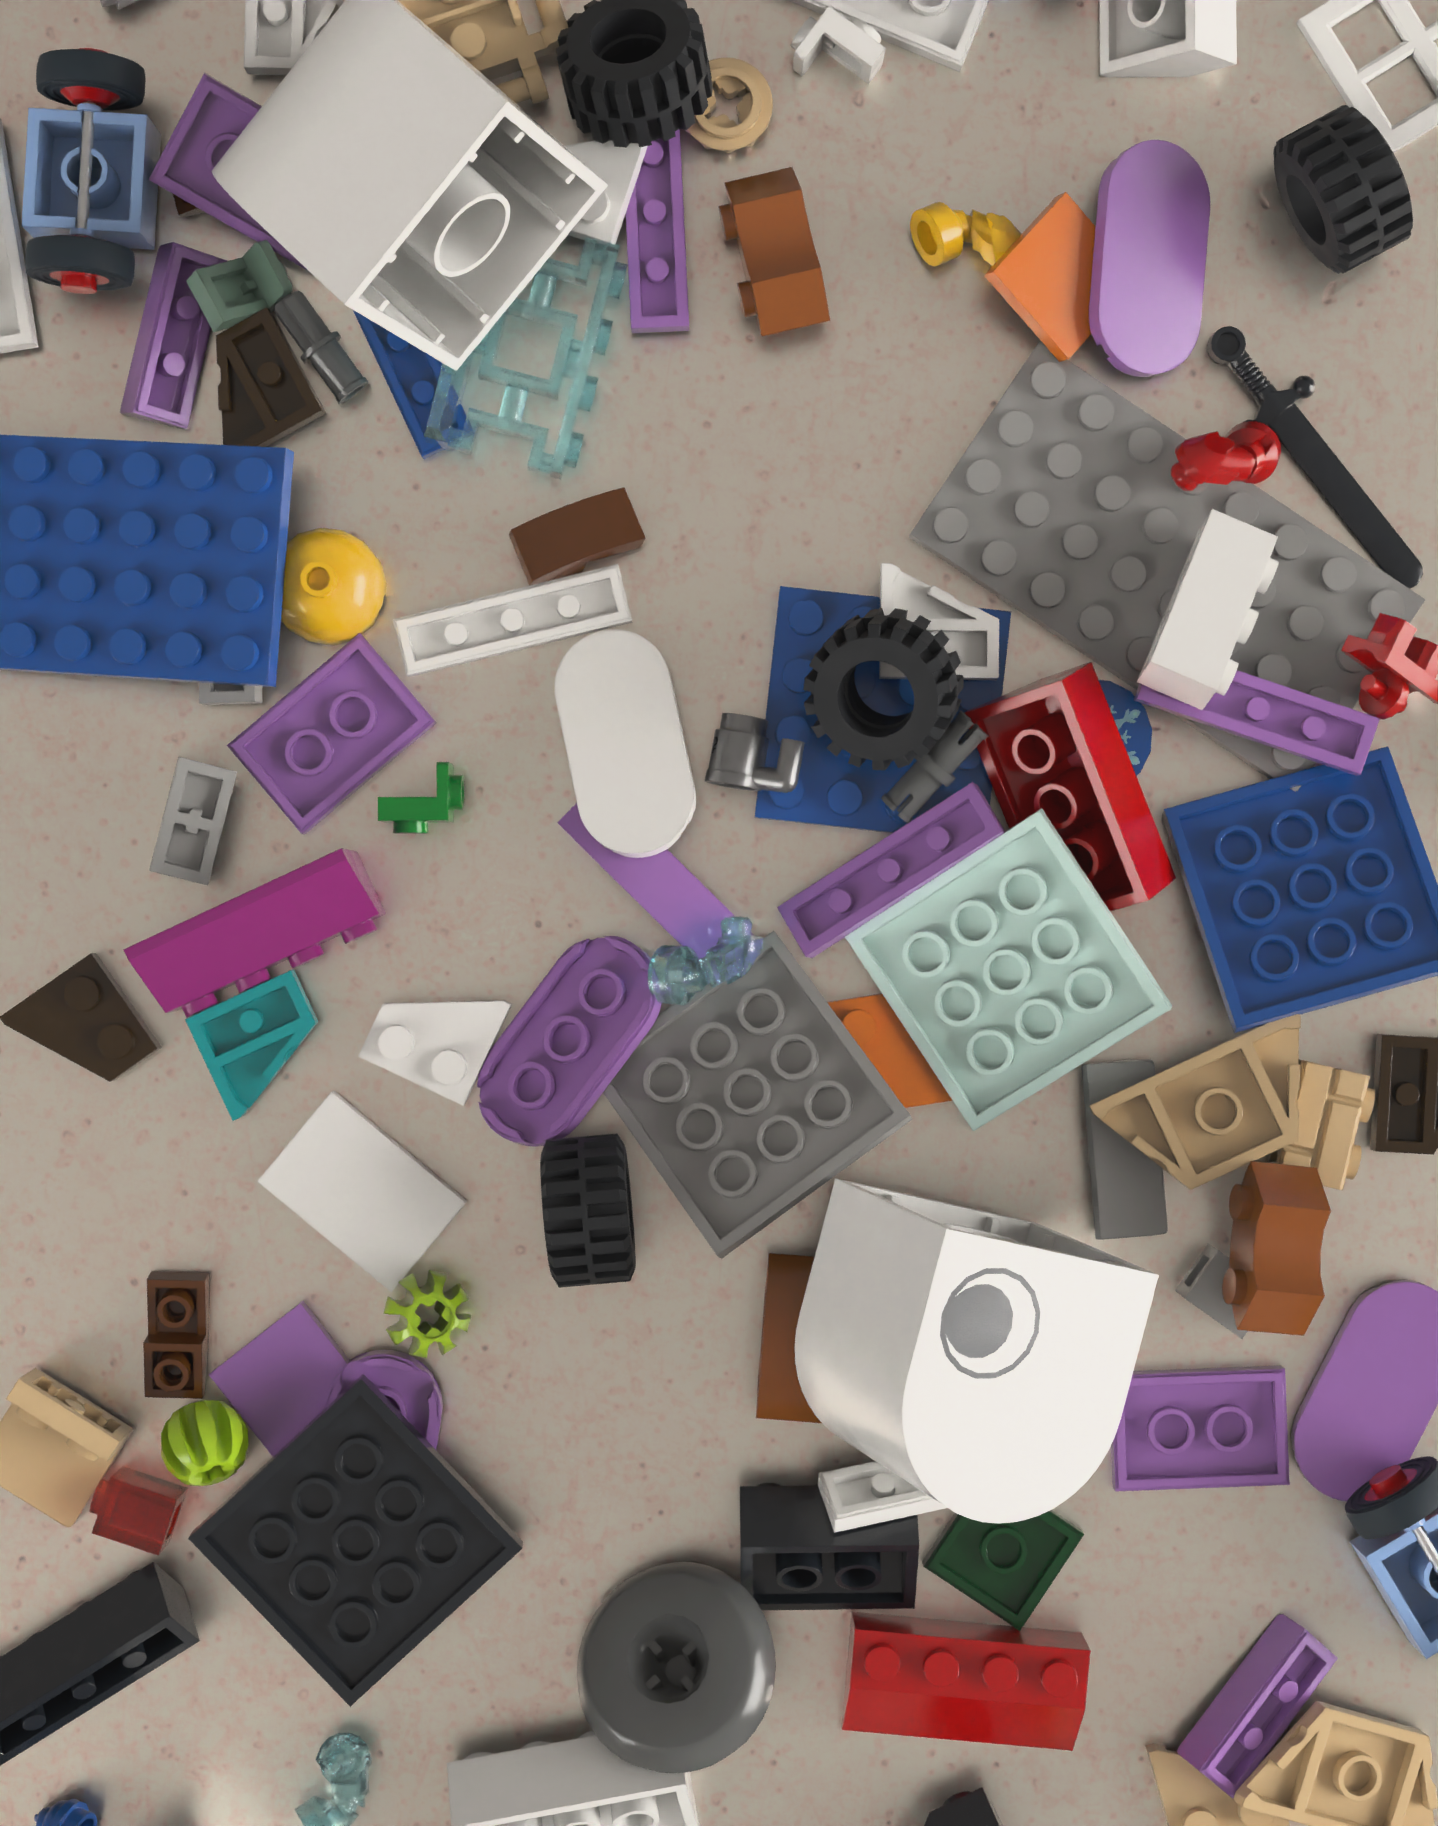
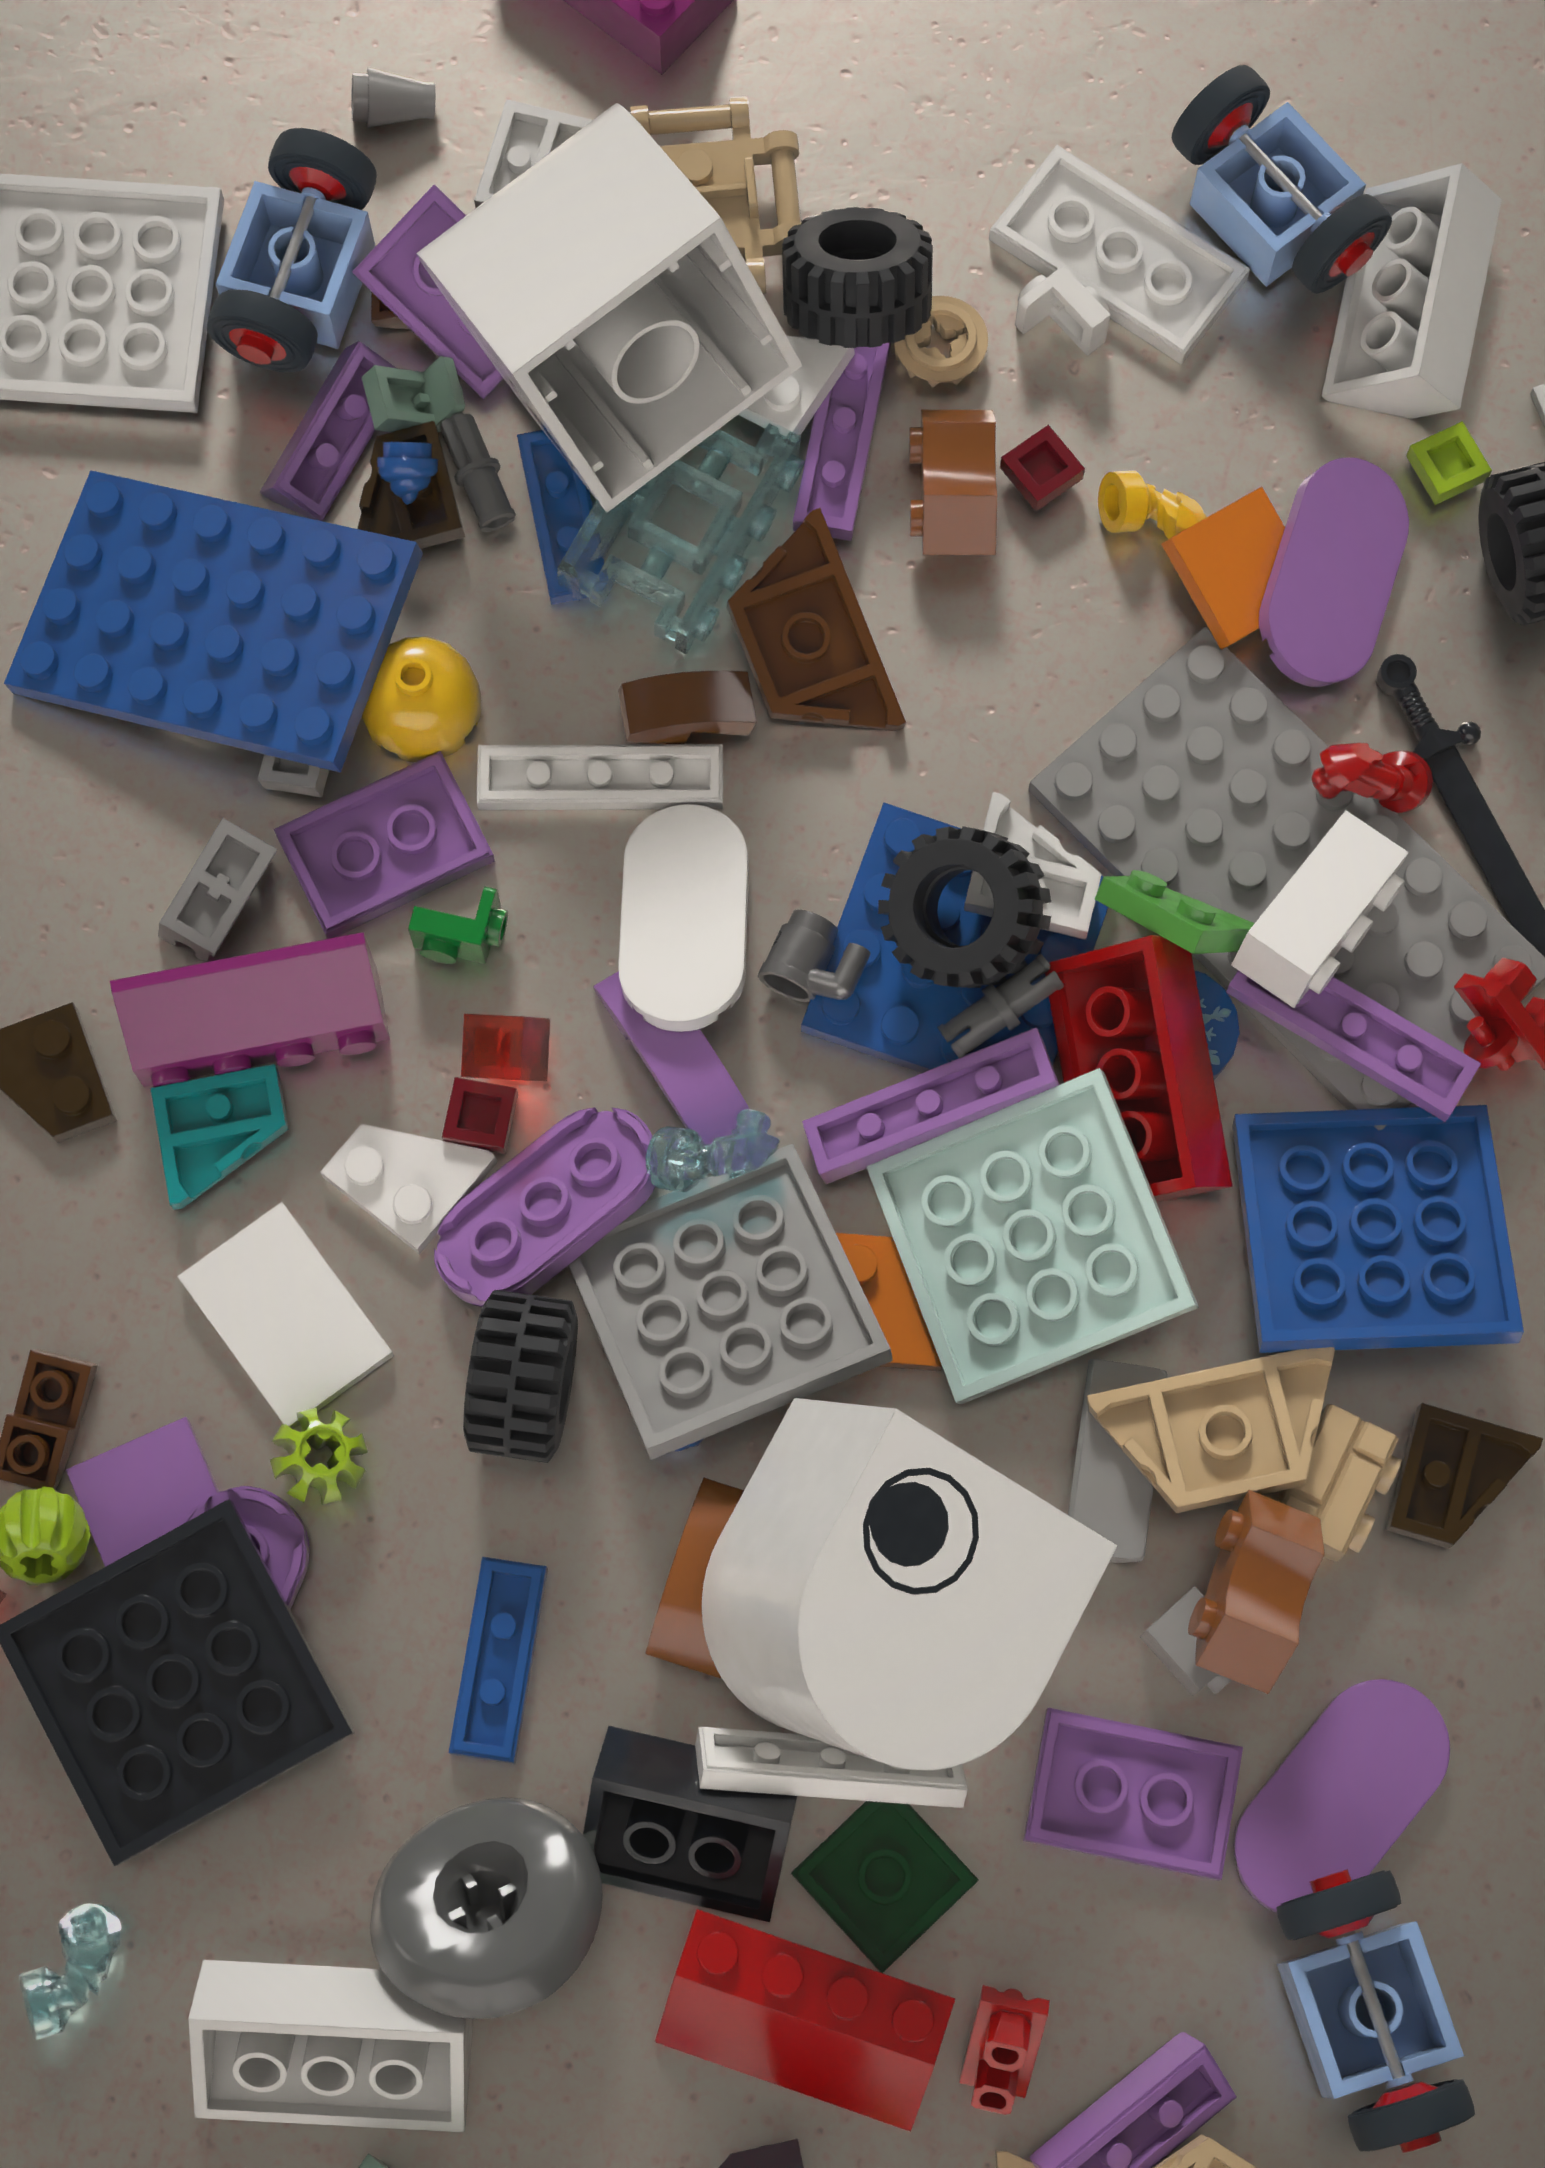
camera: 10 degrees right, 15 degrees down
(255, 365) = (407, 468): none -> blue plate
(487, 970) = (480, 1115): none -> dark red plate
(495, 908) = (505, 1047): none -> clear red brick
(628, 1445) = (498, 1660): none -> blue tile
(674, 438) = (811, 637): none -> reddish brown wing
(852, 215) = (1042, 468): none -> dark red plate
(1077, 645) = (1173, 915): none -> bright green wing
(1136, 1671) = (1003, 2048): none -> red hips
(1234, 118) = (1448, 462): none -> lime plate

